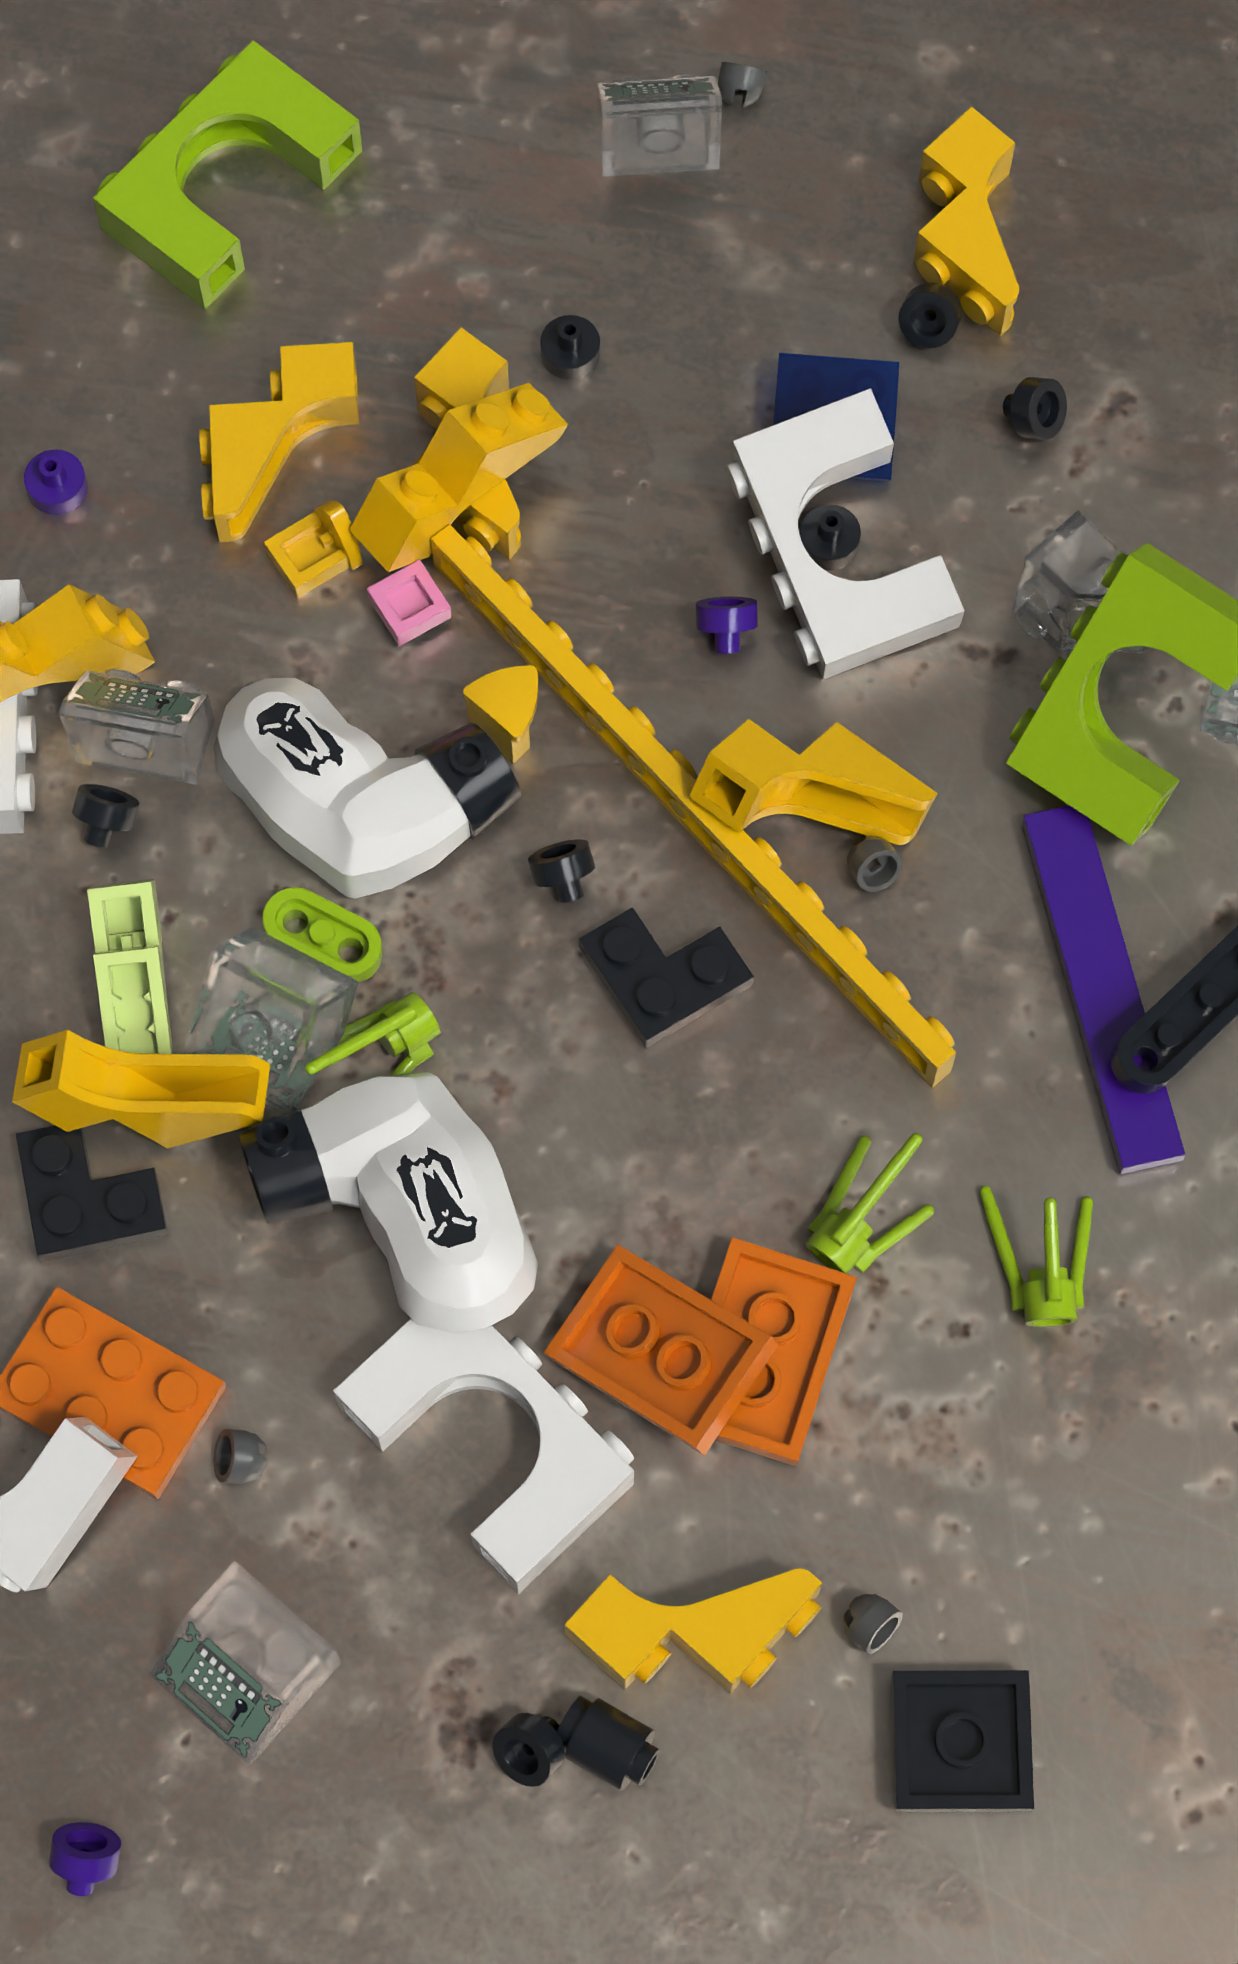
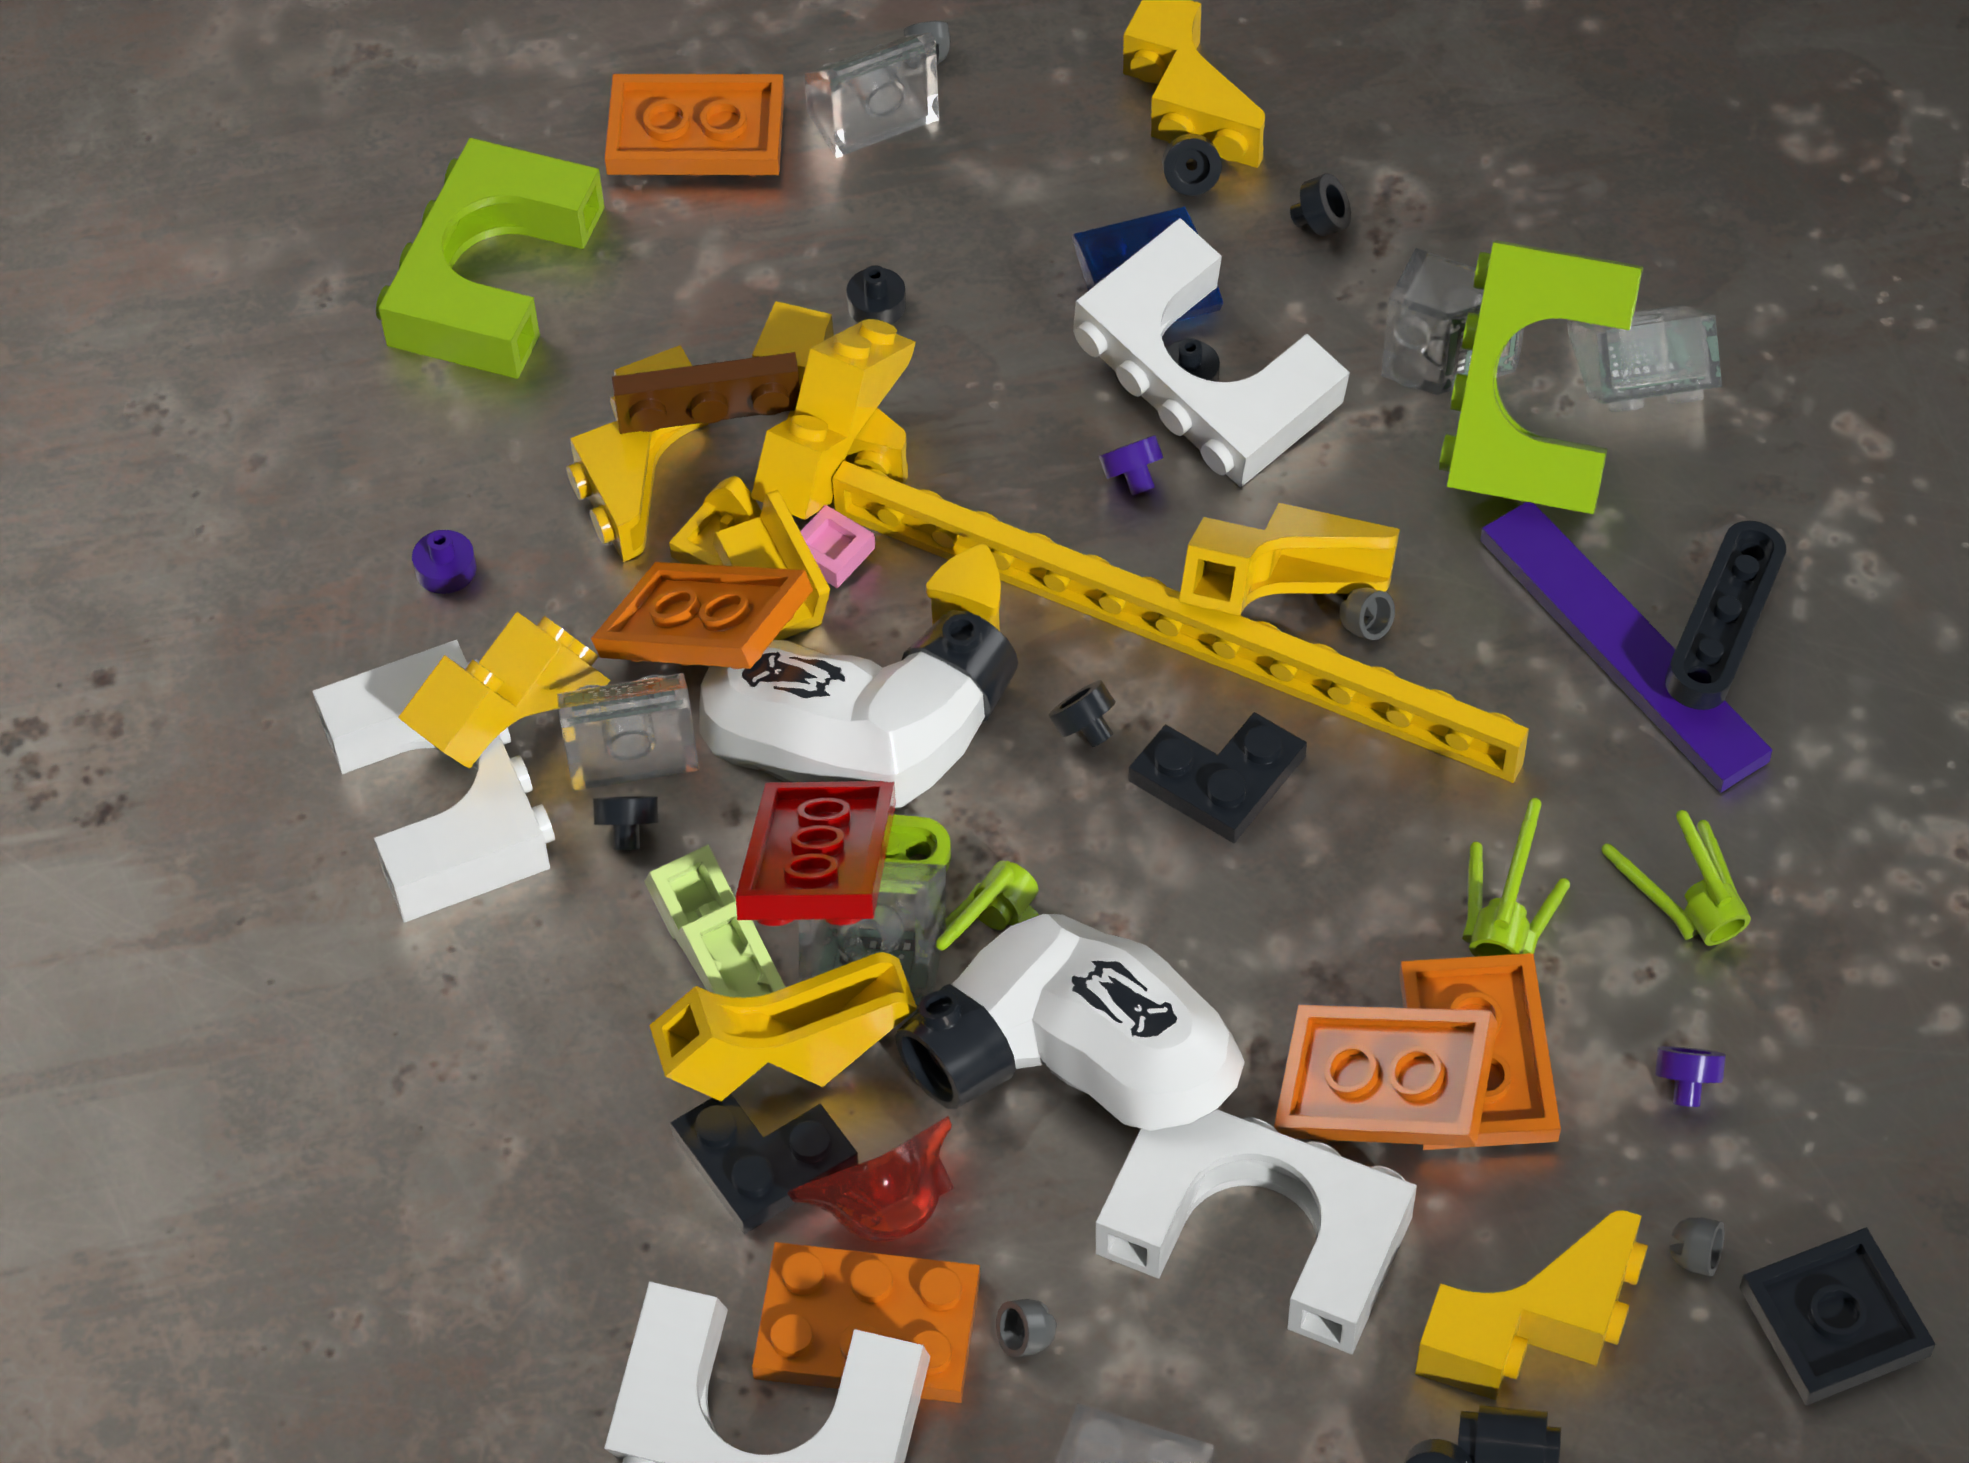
camera: 20 degrees left, 15 degrees down
(175, 1278) = (888, 1193): none -> clear red hat
(232, 937) = (816, 852): none -> red plate
(251, 638) = (702, 614): none -> orange plate
(338, 613) = (776, 543): none -> yellow panel
(344, 411) = (706, 393): none -> reddish brown plate
(479, 95) = (695, 124): none -> orange plate
(946, 1448) = (1689, 1069): none -> dark purple tile

